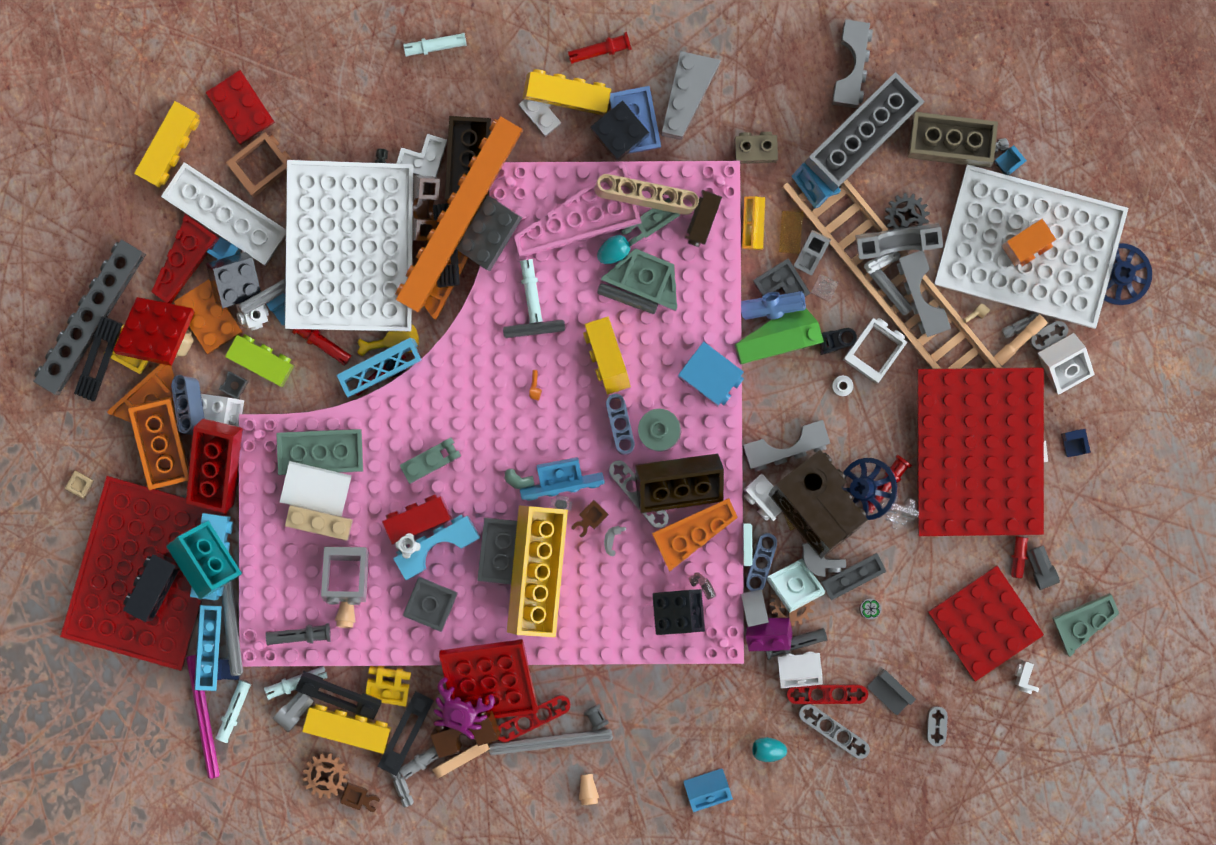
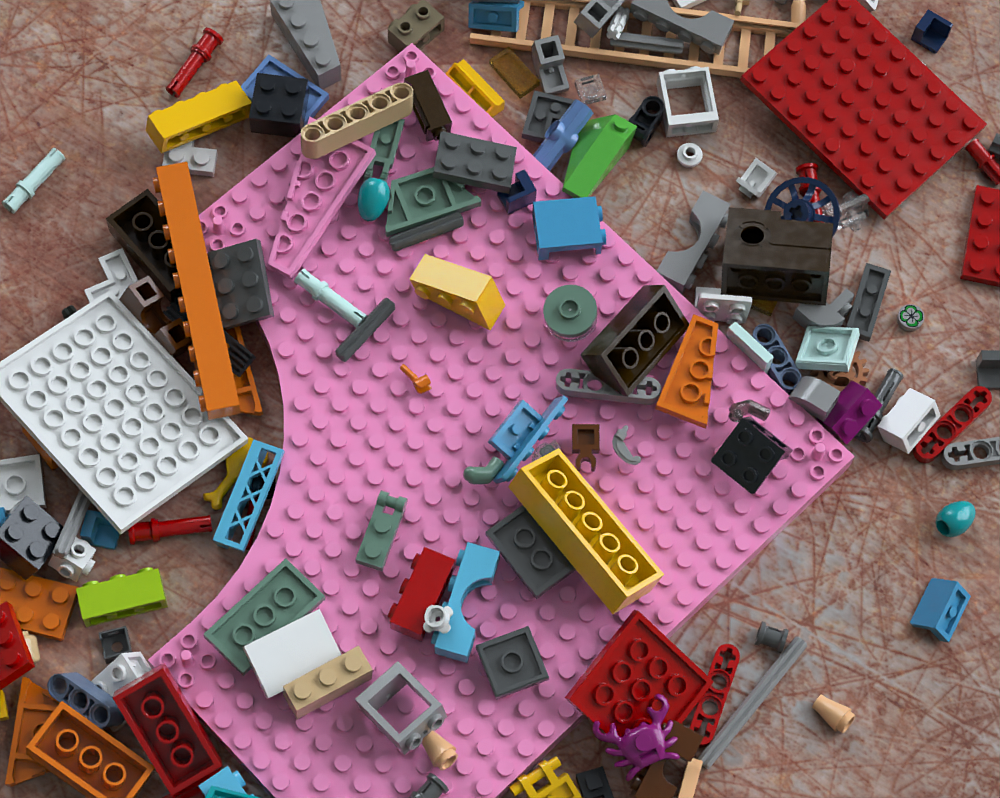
camera: 50 degrees left, 20 degrees down
(614, 415) = (535, 350): sand blue beam -> none
(696, 281) = (474, 162): none -> dark grey plate
(703, 323) = (520, 195): none -> dark blue panel
(865, 439) = (756, 179): none -> white bracket

